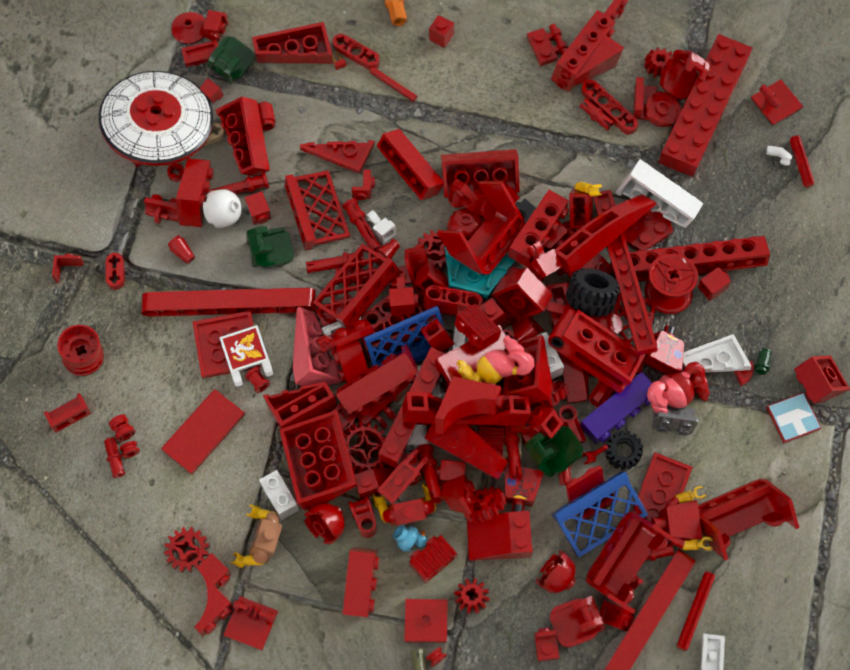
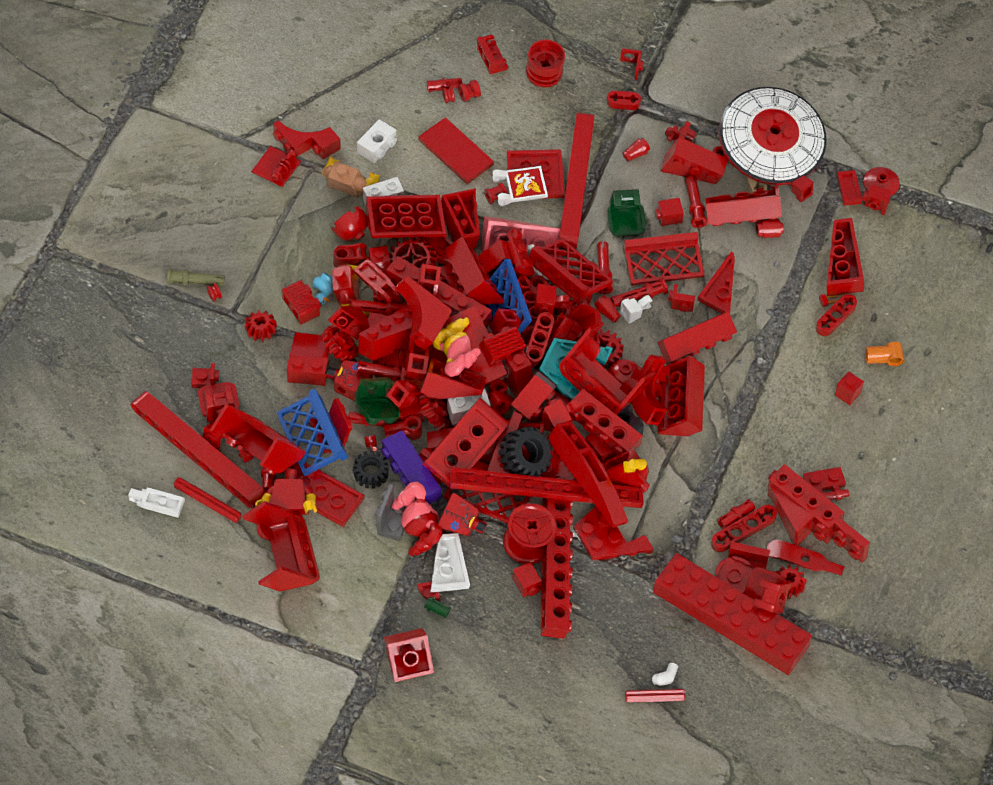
camera: 95 degrees right, 10 degrees down
(175, 546) = (350, 124): red gear -> none
(196, 506) = (376, 141): none -> white brick
(222, 208) = (670, 179): white cylinder -> none
(230, 59) = (832, 201): dark green piece -> none
(360, 582) = (294, 243): red wedge -> none
(399, 88) = (795, 342): red bar -> none
(426, 620) = (248, 291): red plate -> none
(557, 573) = (263, 392): red cylinder -> none
(627, 65) = (793, 554): none -> red piece
(670, 198) = (627, 541): white wedge -> none
(776, 102) = (728, 684): red plate -> none
(793, 417) = (374, 622): tile -> none

